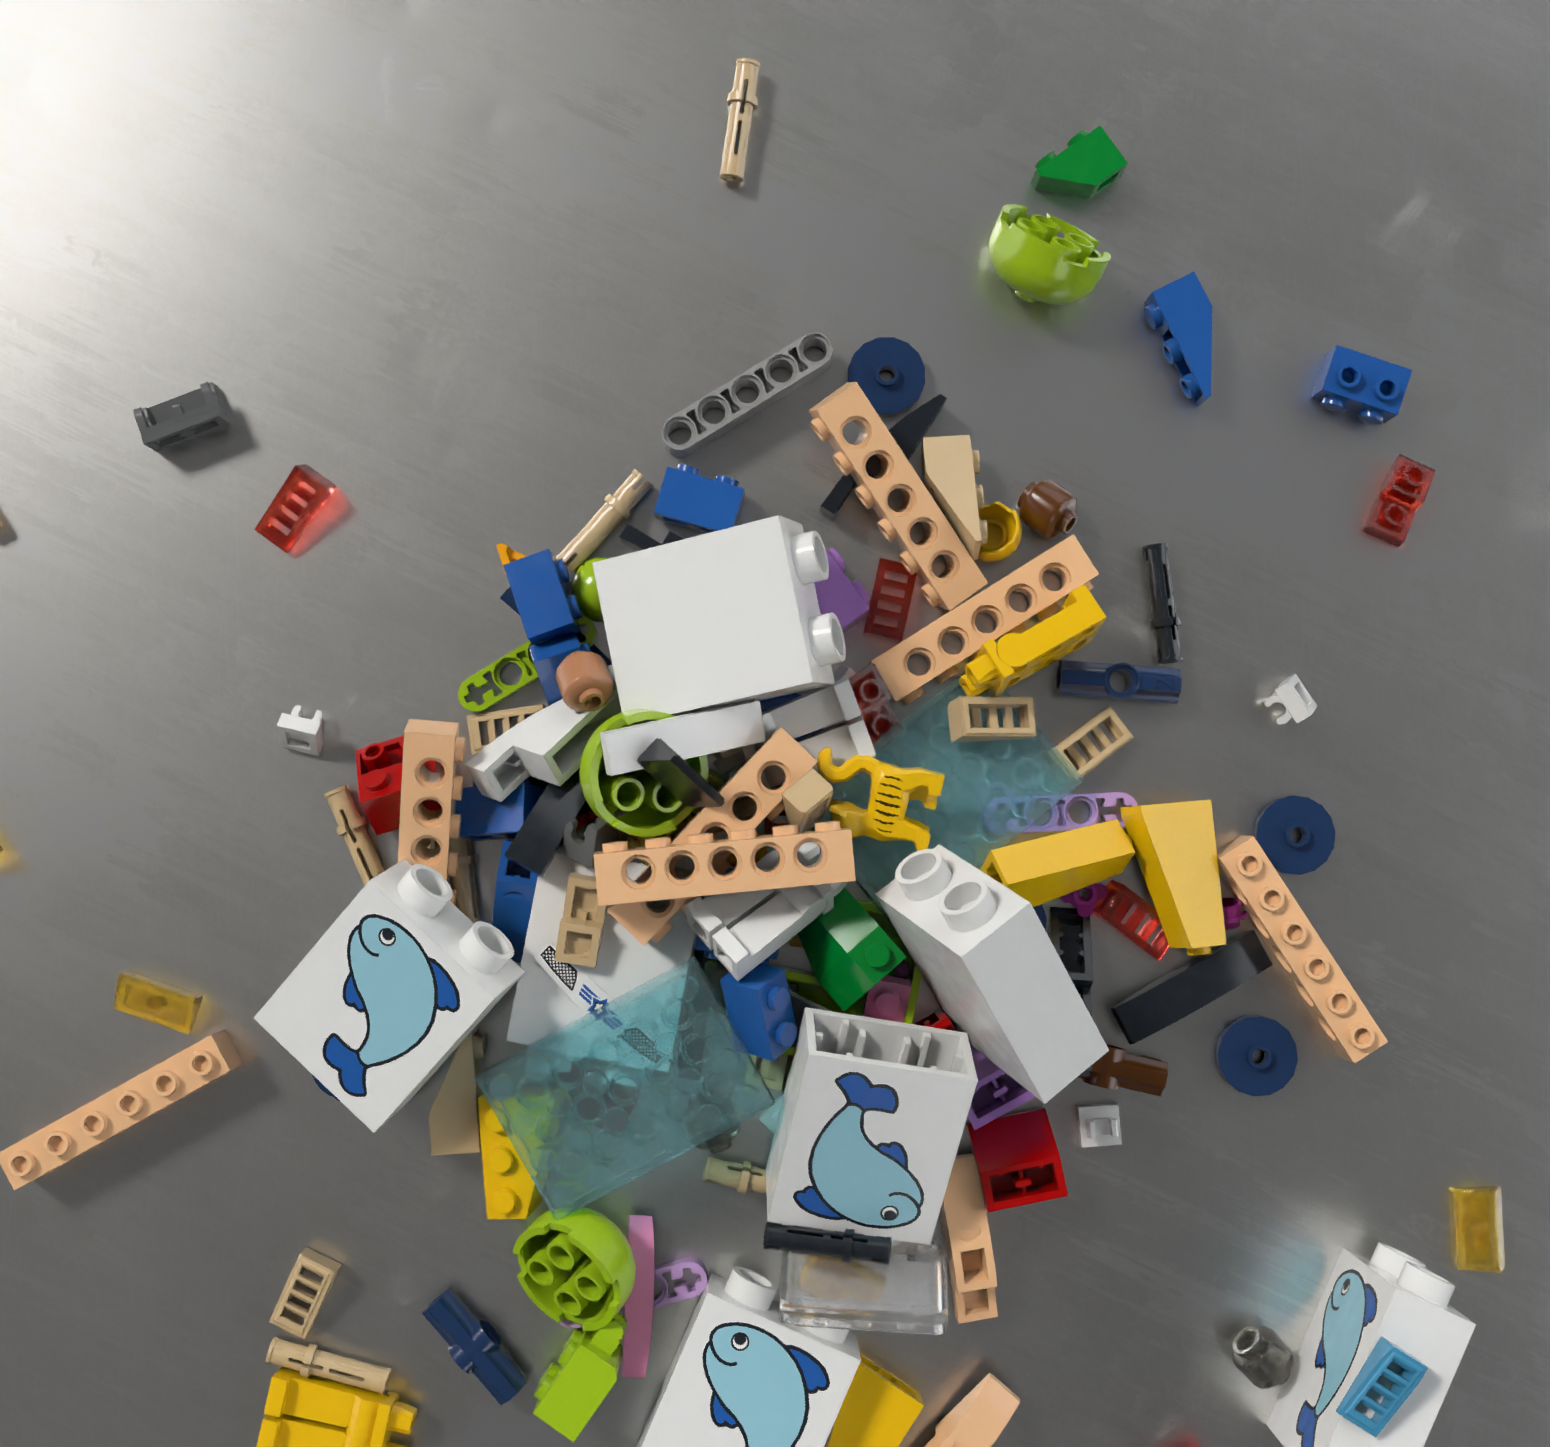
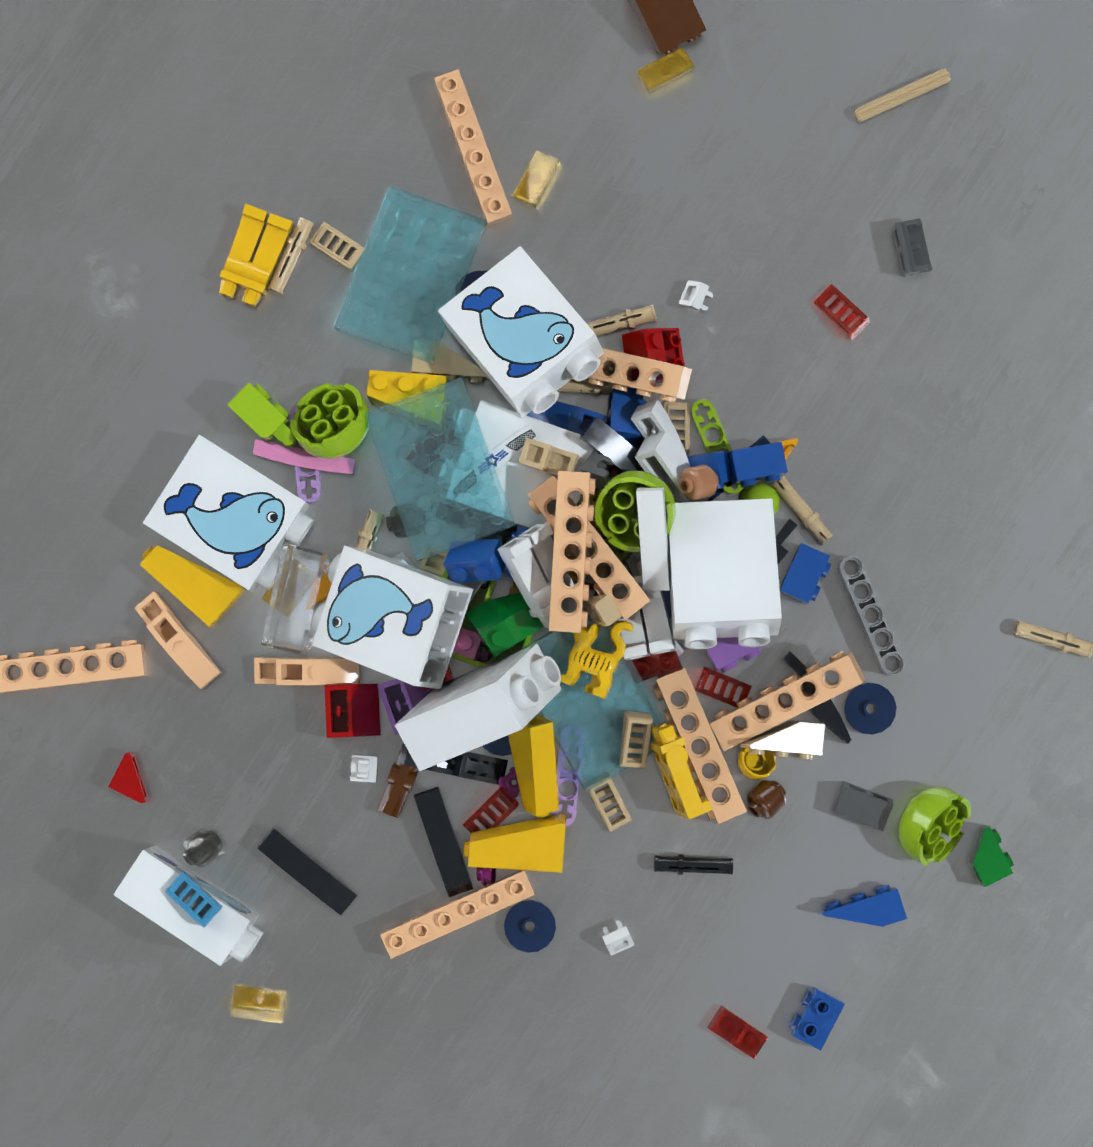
camera: 100 degrees right, 0 degrees up
(319, 1183) = (409, 273): none -> clear light blue plate
(475, 1346) = (288, 349): dark blue piece -> none
(678, 776) = (629, 532): black slope -> none
(822, 1242) = (322, 589): black pin -> none
(1033, 363) = (863, 806): none -> dark grey hinge
(1143, 682) = (643, 844): dark blue piece -> none
(1239, 1043) = (399, 865): dark blue plate -> none
(1271, 1190) = (306, 871): none -> black slope

